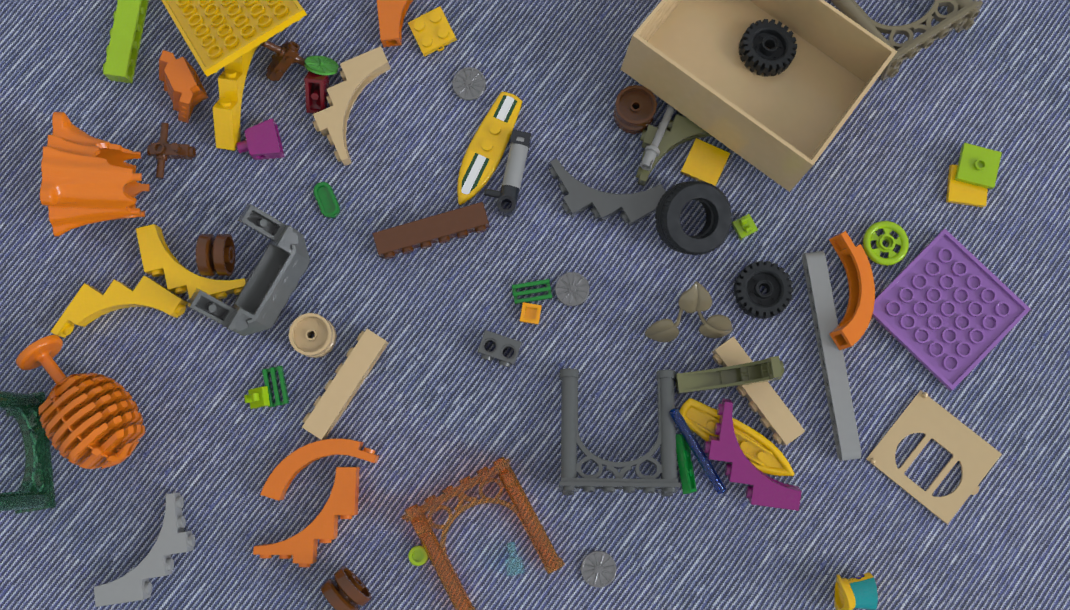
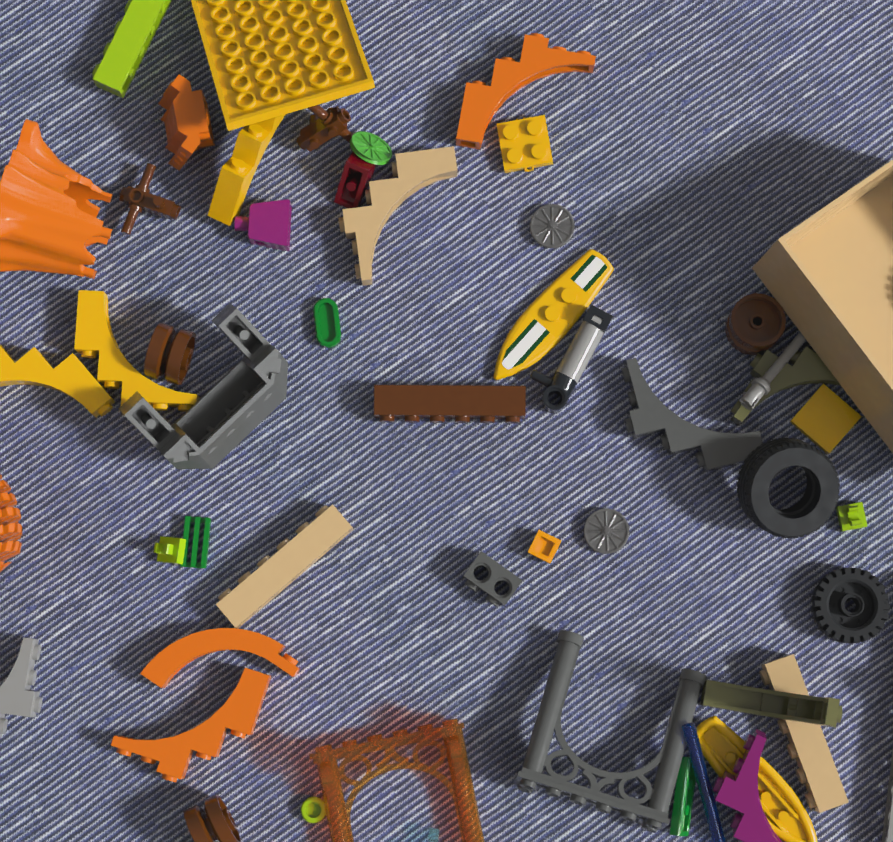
camera: 15 degrees right, 0 degrees up
(301, 332) = (274, 501): tan wheel -> none
(531, 284) = (575, 521): green tile -> none
(692, 300) = (754, 594): dark tan plant -> none

